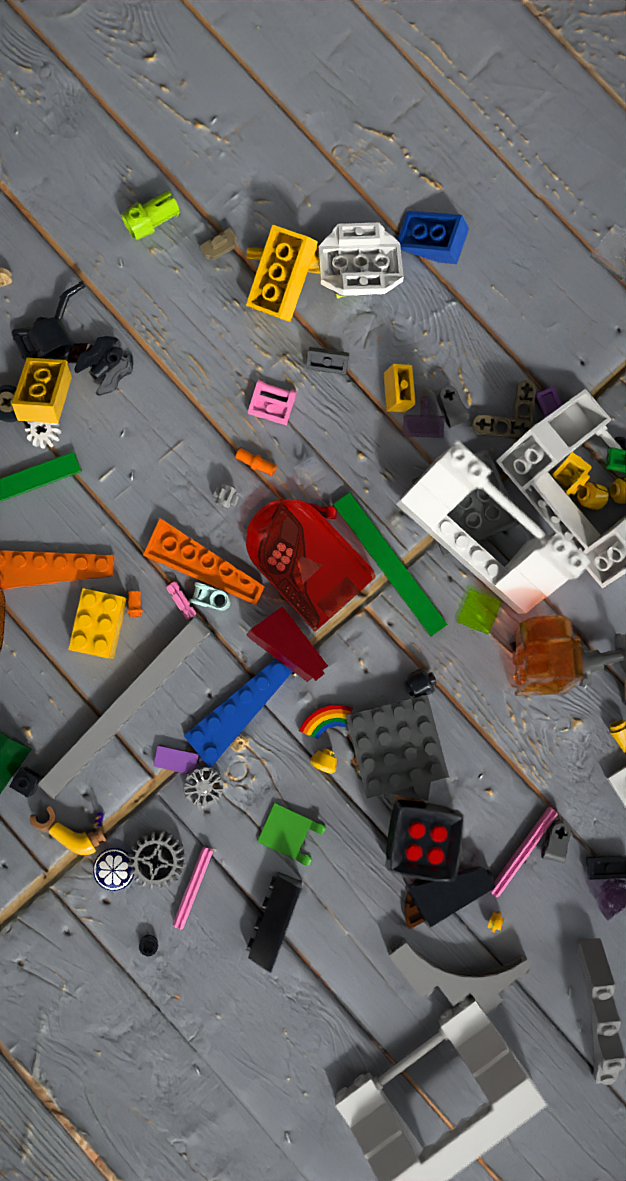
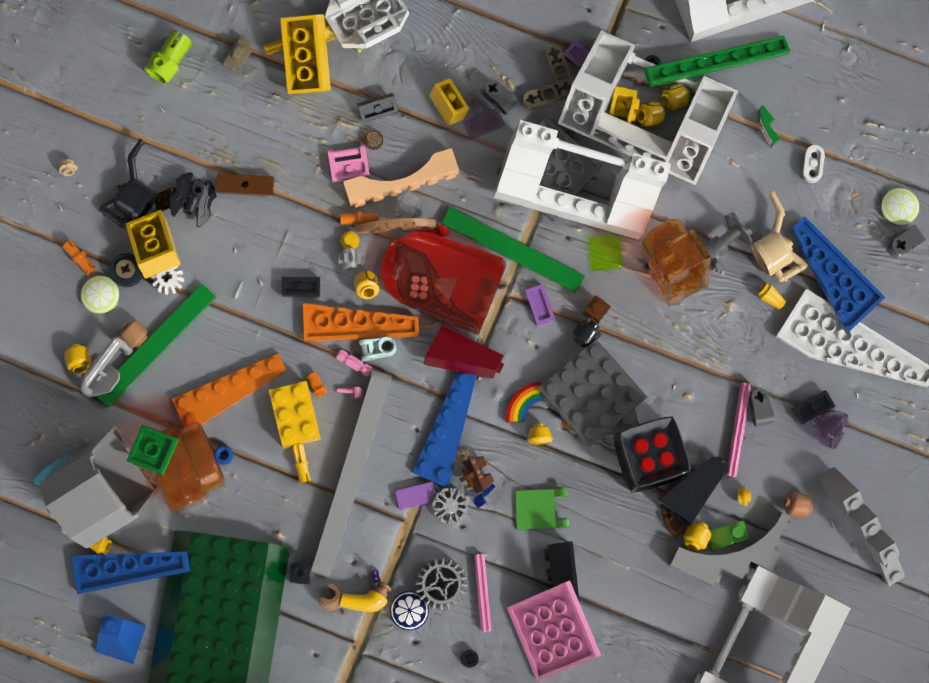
camera: 30 degrees left, 5 degrees down
(6, 628) = (221, 449): none -> blue plate
(81, 673) = (301, 463): none -> yellow axle
(152, 369) = (233, 184): none -> reddish brown tile
(166, 501) = (300, 286): none -> black plate
(170, 631) = (358, 393): none -> bright pink hand
(229, 530) = (366, 285): none -> yellow head
(235, 795) = (479, 500): none -> clear blue hand
(236, 478) = (349, 240): none -> yellow plate
(240, 768) = (473, 474): none -> reddish brown hips
(240, 967) = (553, 631): none -> bright pink plate
(273, 435) = (362, 189): none -> light nougat arch
(295, 488) = (404, 223): none -> medium nougat tile
(308, 390) = (373, 140): none -> reddish brown tile
(389, 631) = (539, 305): none -> medium lavender tile
(429, 939) = (697, 536): none -> yellow head
(442, 665) = (596, 310): none -> reddish brown brick
(460, 951) = (728, 535): none -> bright green slope
(545, 958) = (798, 504): none -> nougat head

